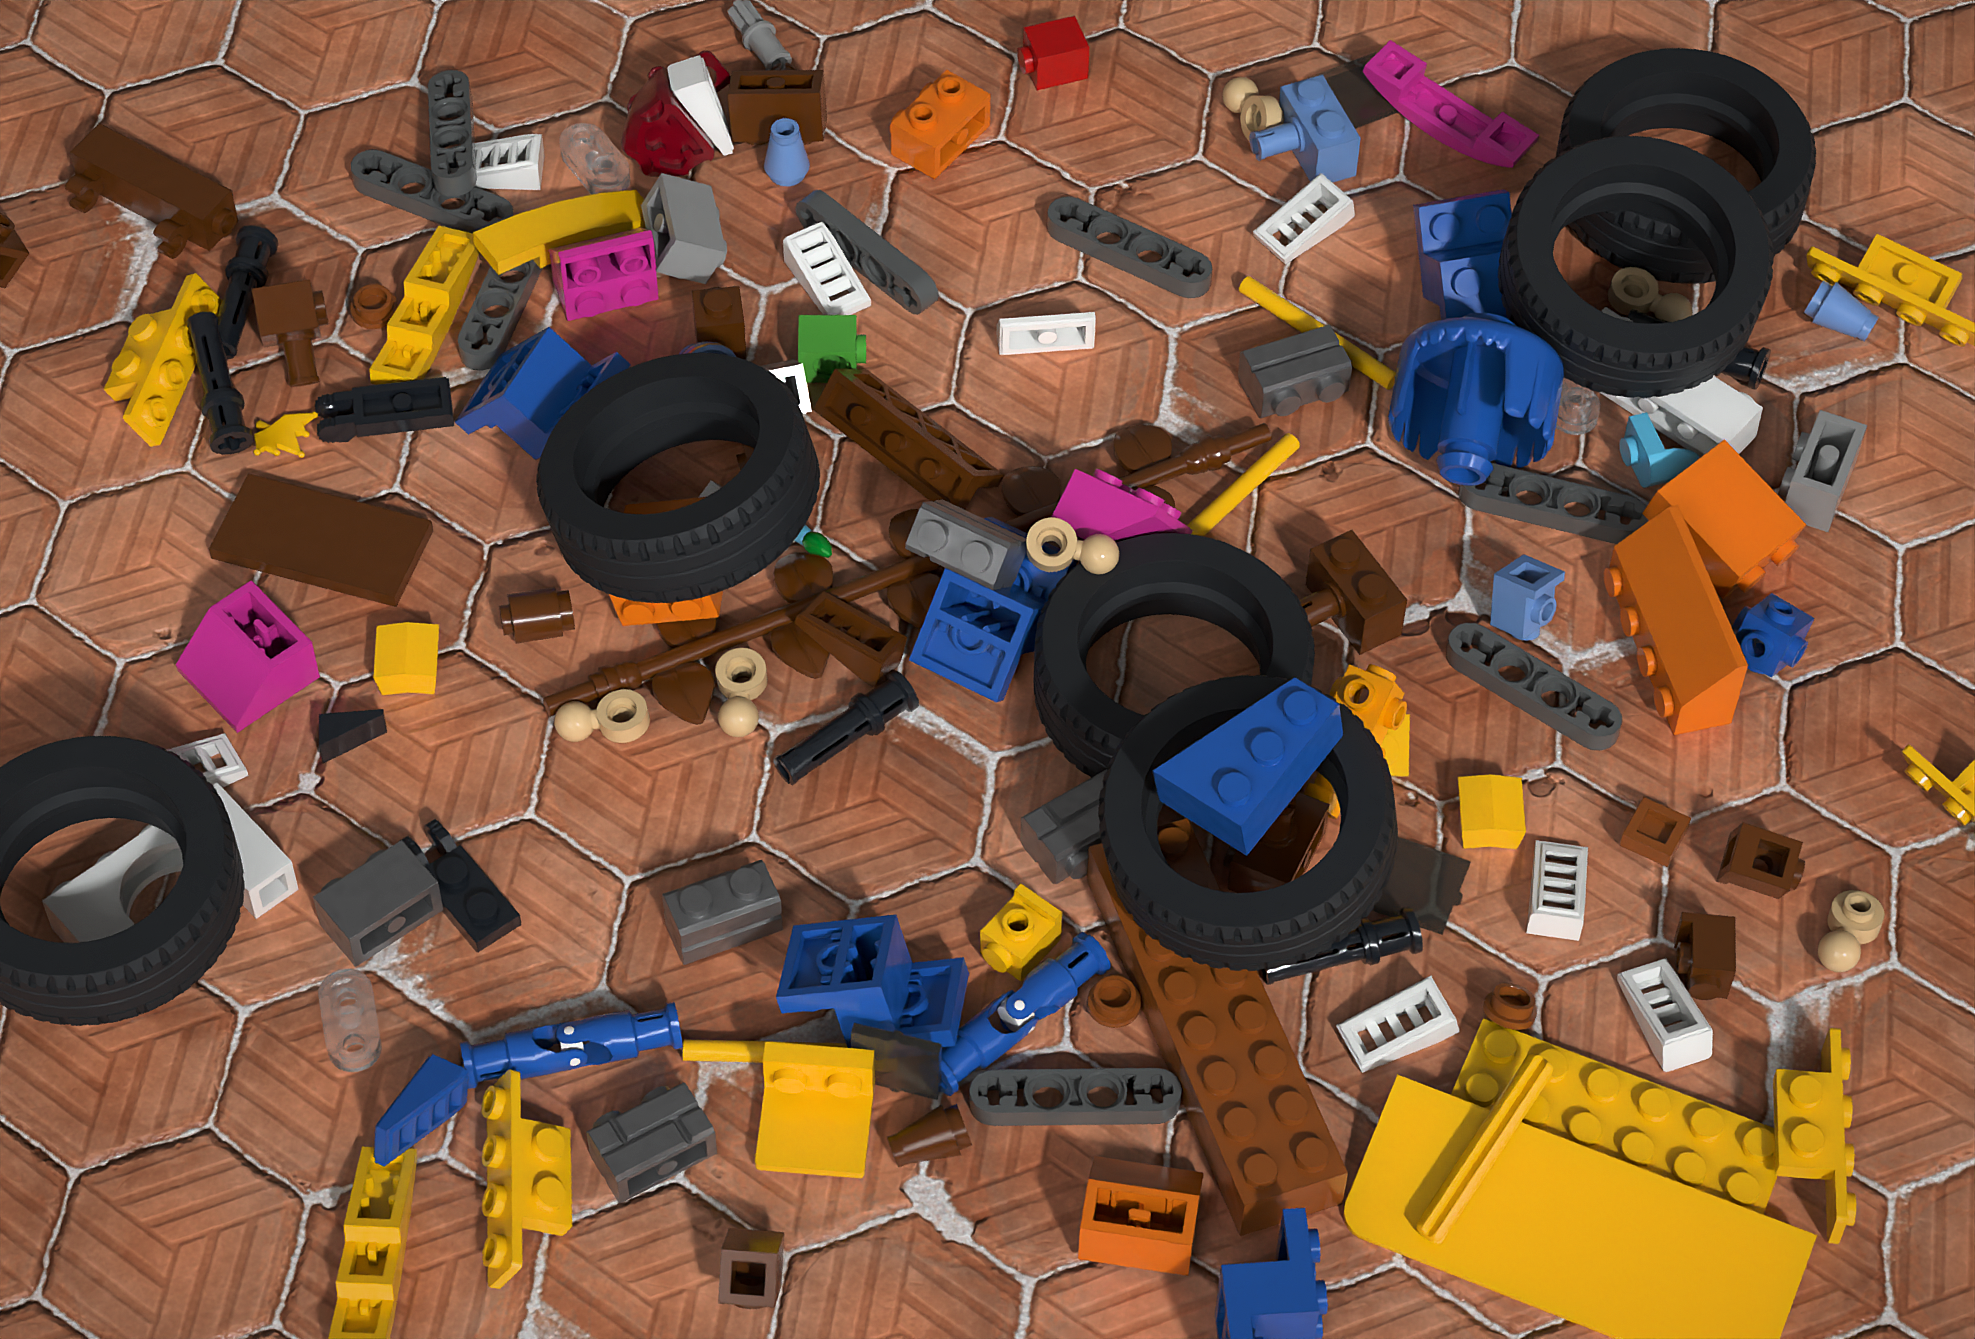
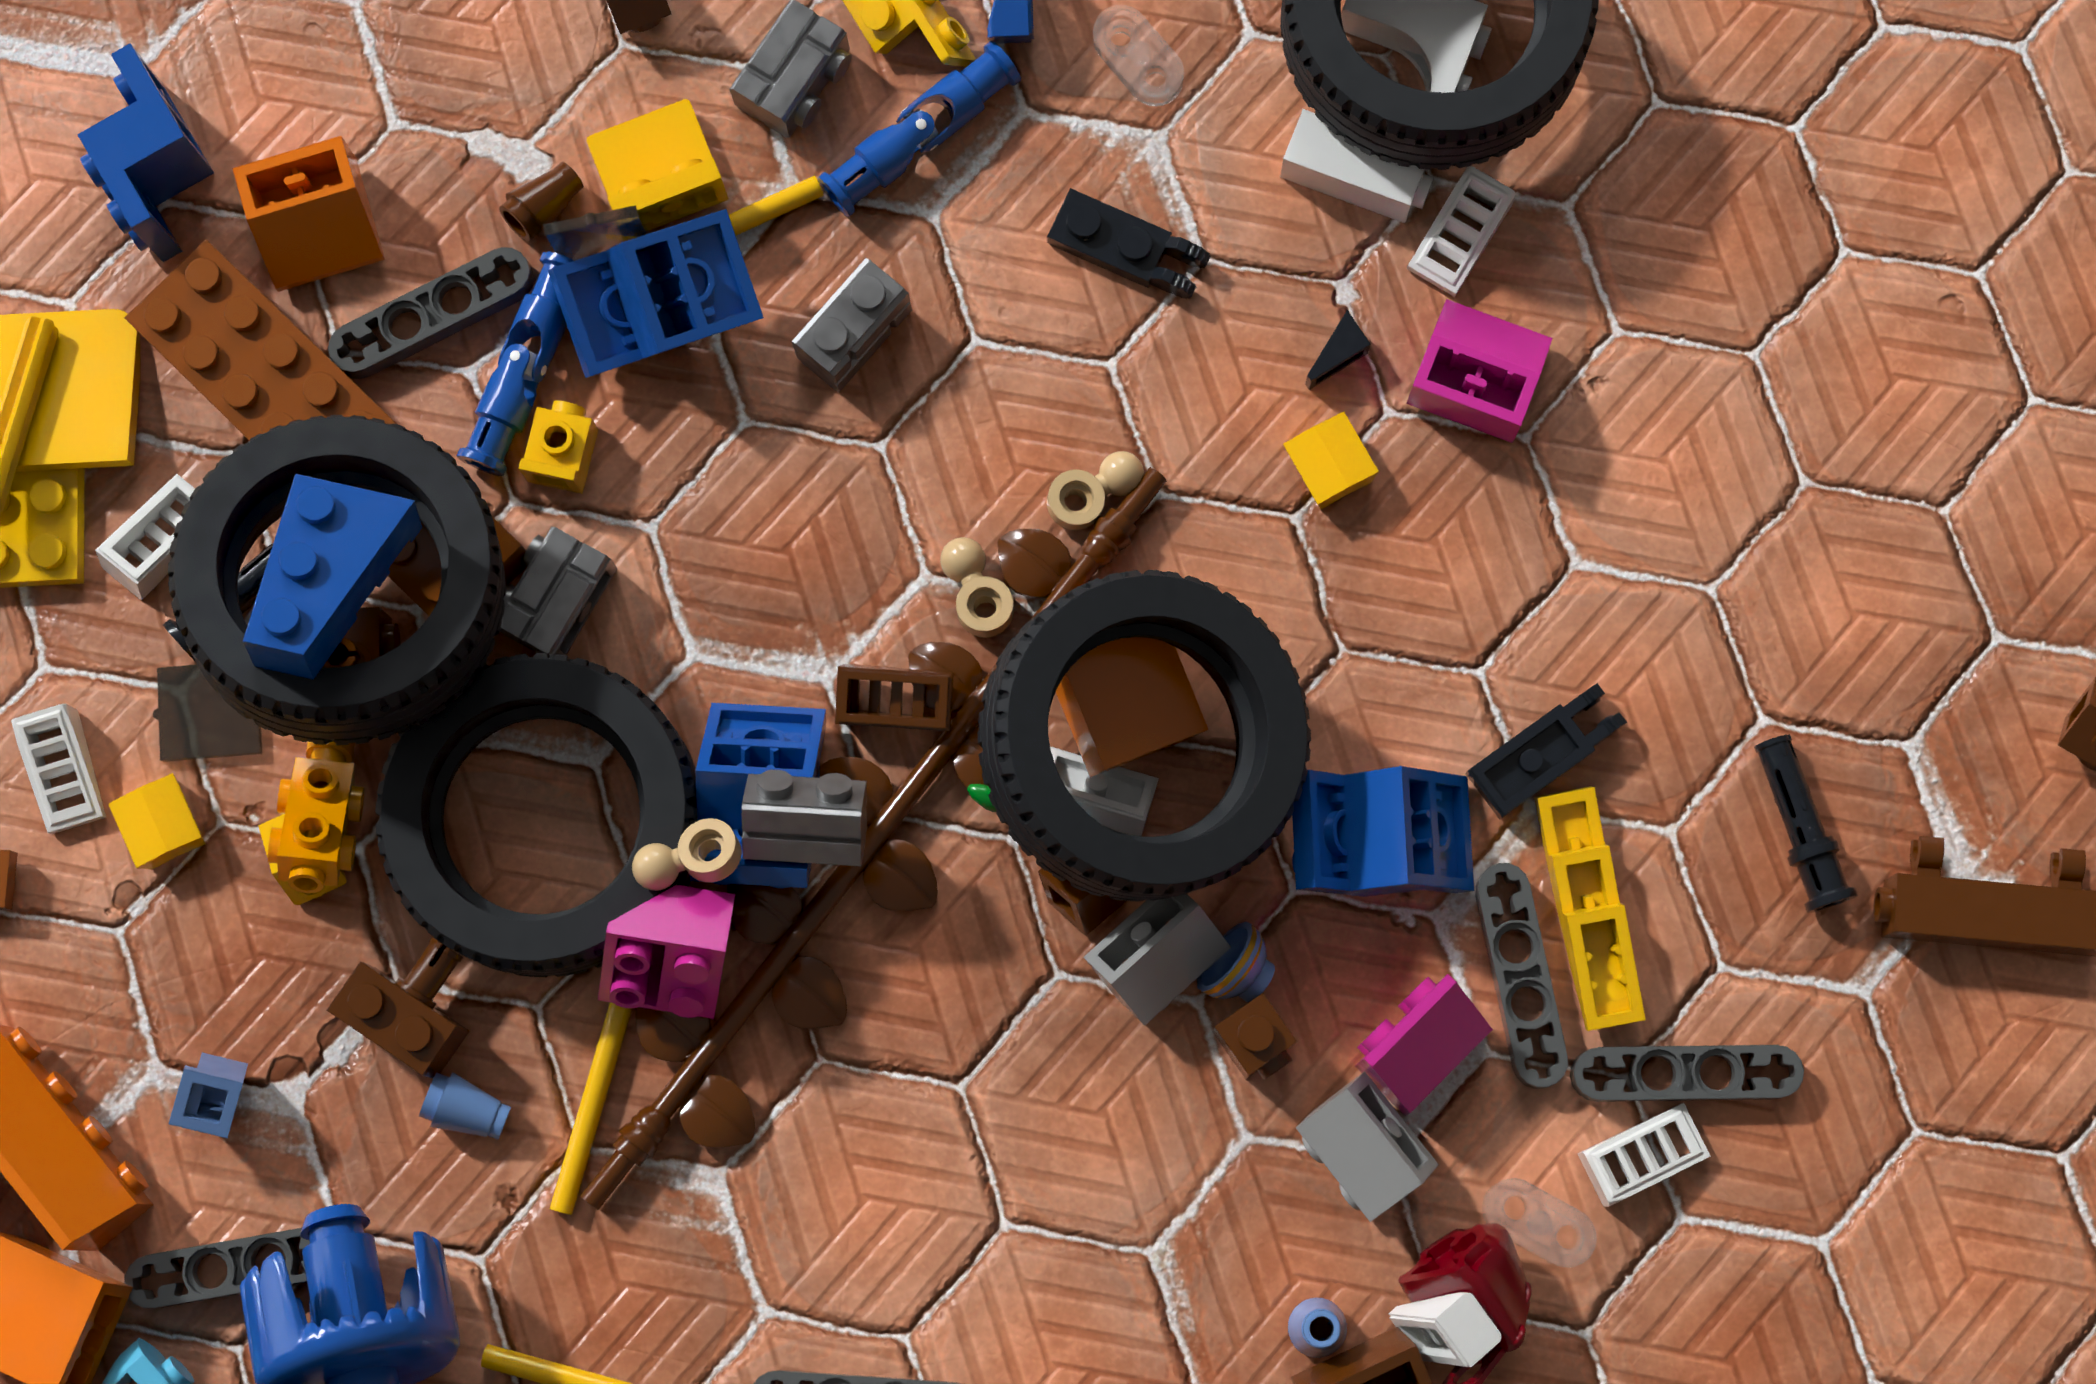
camera: 160 degrees right, 25 degrees up
(159, 361) = (1825, 691): yellow bracket -> none
(221, 401) = (1718, 661): black pin -> none
(282, 434) = (1638, 669): yellow piece -> none
(292, 317) = (1710, 785): reddish brown brick -> none
(321, 540) = (1510, 562): reddish brown tile -> none
(373, 306) = (1647, 881): dark orange plate -> none
(378, 902) = (1181, 170): flat silver brick -> none
(452, 132) = (1710, 1165): dark grey beam -> none
(537, 615) = (1234, 564): reddish brown brick -> none
(555, 225) = (1499, 1081): yellow slope -> none
(814, 247) = (1223, 1209): white slope -> none
(829, 344) = (1117, 1069): bright green brick -> none
(864, 716) = (836, 621): black pin -> none
(871, 253) = (1153, 1233): dark grey beam -> none
(904, 438) = (974, 986): reddish brown fence -> none
(1046, 333) = (899, 1227): white slope -> none
(1114, 1001) = (441, 423): dark orange plate -> none
(1295, 372) = (590, 1298): flat silver brick -> none
(1330, 520) = (463, 1107): none -> medium blue cone
(1511, 1006) = (55, 601): dark orange plate -> none
(1528, 691) = (175, 1002): dark grey beam -> none

